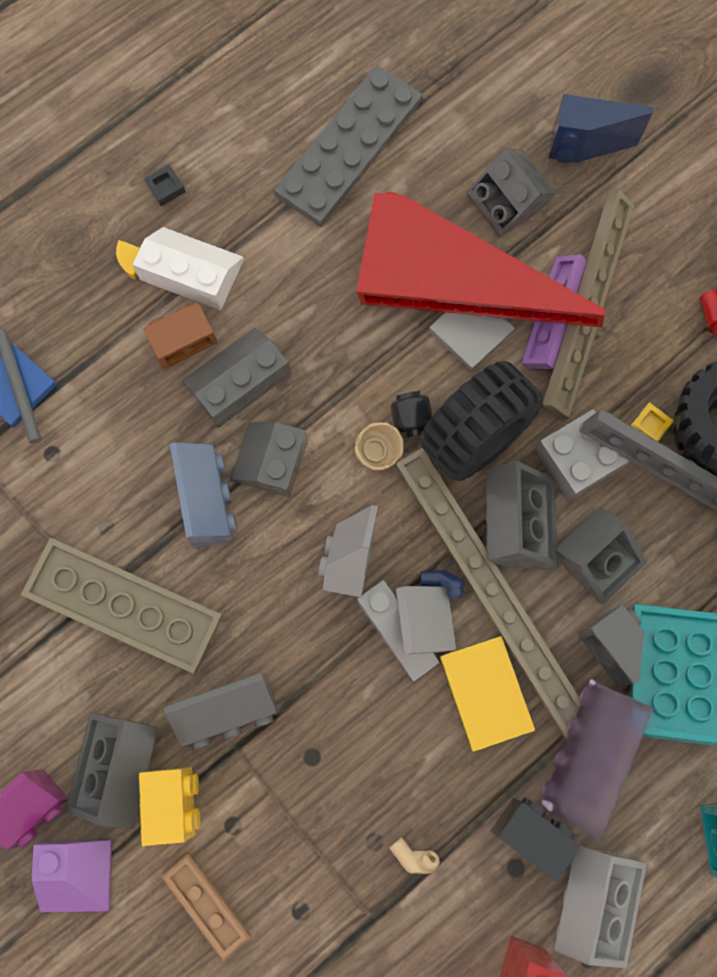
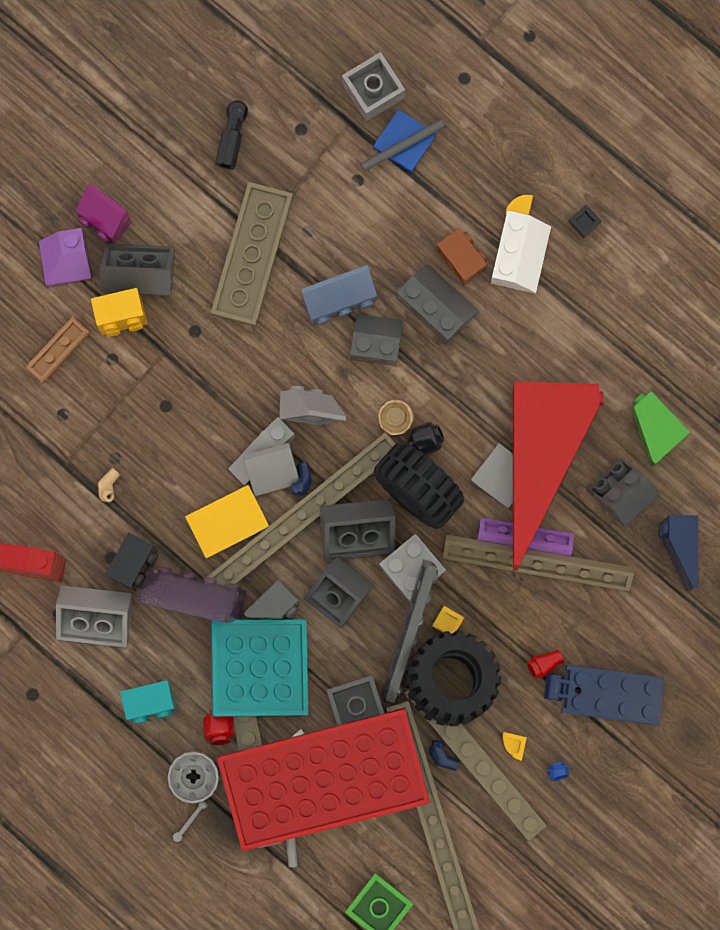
camera: 80 degrees right, 5 degrees up
(222, 711) = (186, 338): dark grey slope -> none
(348, 145) = (646, 359): dark grey plate -> none
(438, 141) = (657, 427): none -> bright green slope

